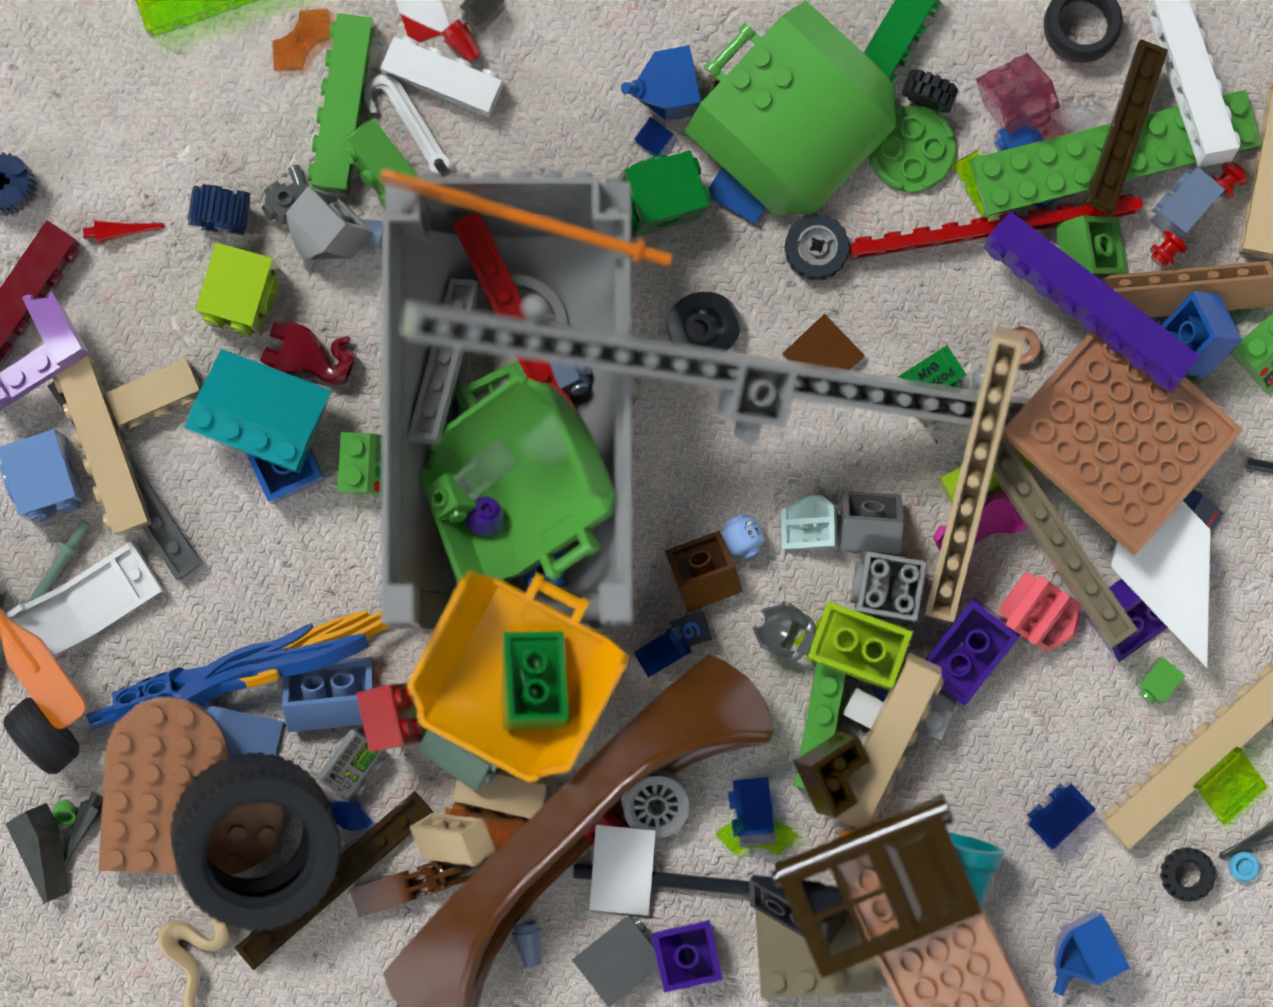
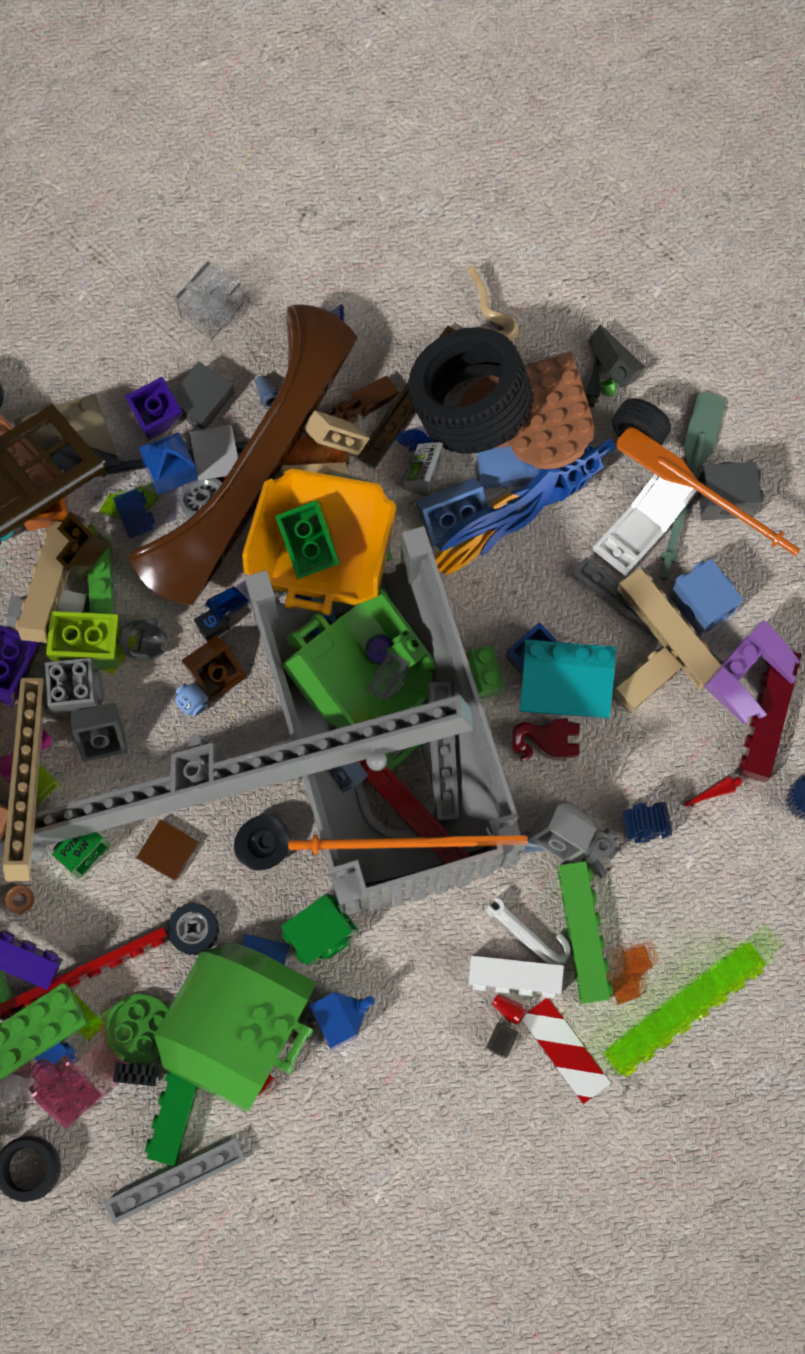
camera: 155 degrees right, 10 degrees down
(238, 289) = (613, 767): lime brick -> none
(373, 152) = (538, 890): bright green brick -> none
(390, 717) = (409, 496): red brick -> none
(653, 137) = (341, 978): clear blue tile -> none
(688, 864) = (168, 463): none -> blue piece
(809, 524) = (145, 723): light aqua slope -> none

